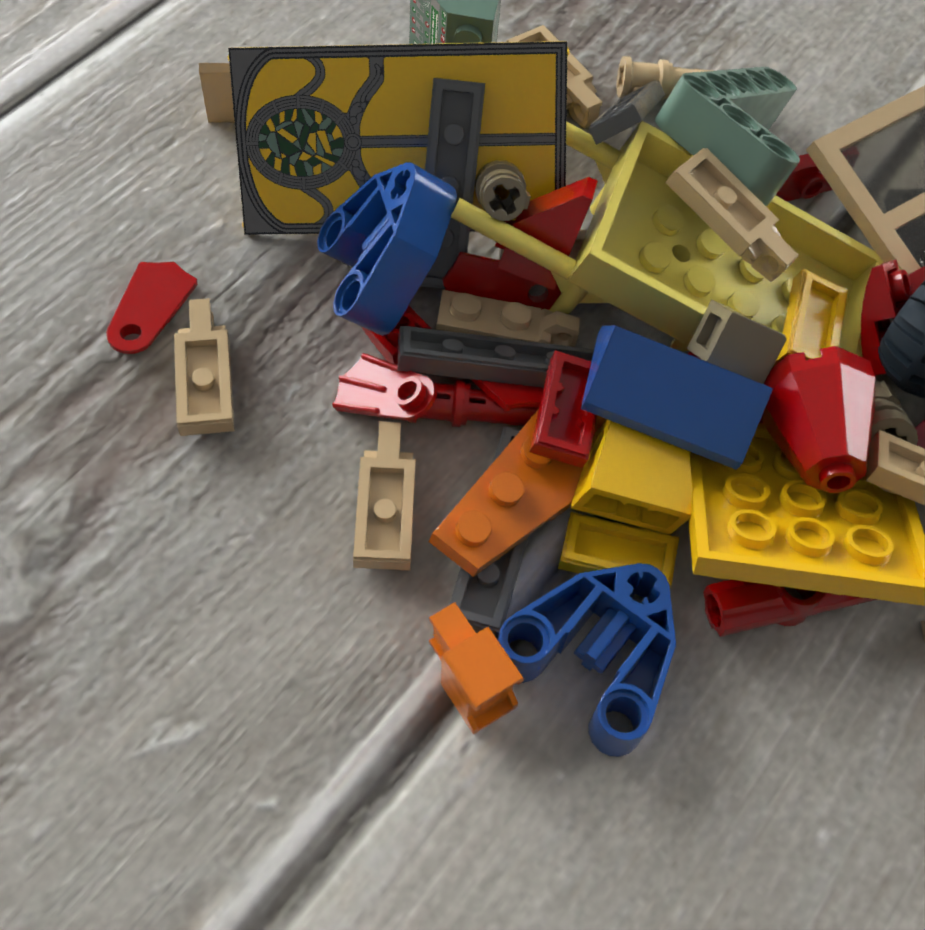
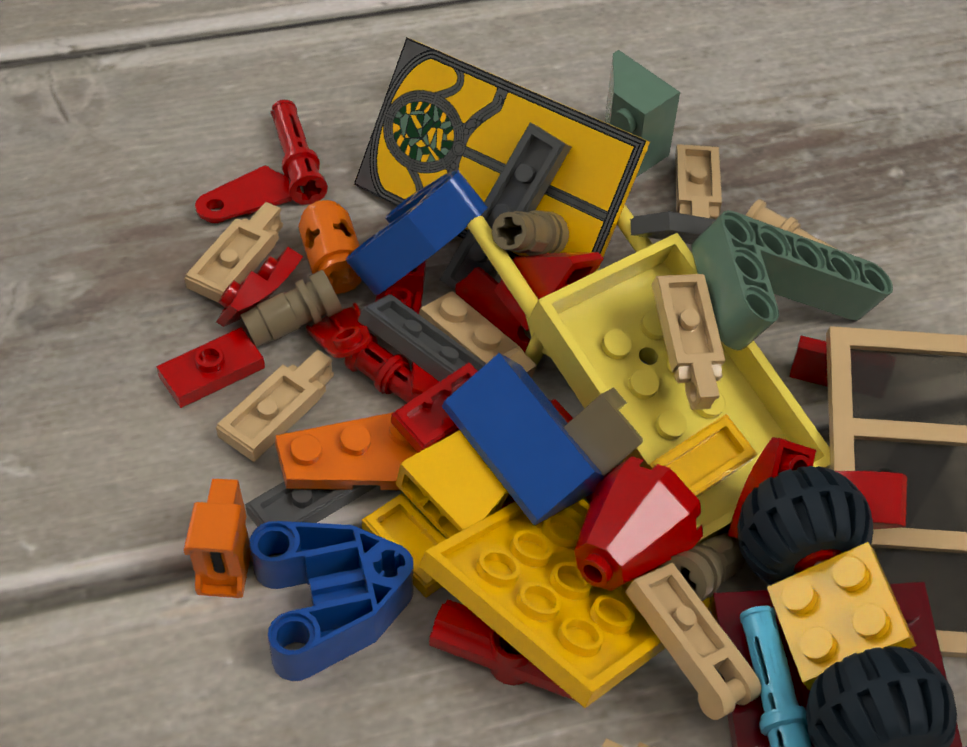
camera: 40 degrees right, 10 degrees down
(177, 239) = (300, 161): none -> red pin
(262, 405) = (256, 287): none -> red slope
(281, 503) = (210, 367): none -> red plate
(292, 309) = (328, 241): none -> orange piece
(315, 397) = (292, 309): none -> dark tan axle

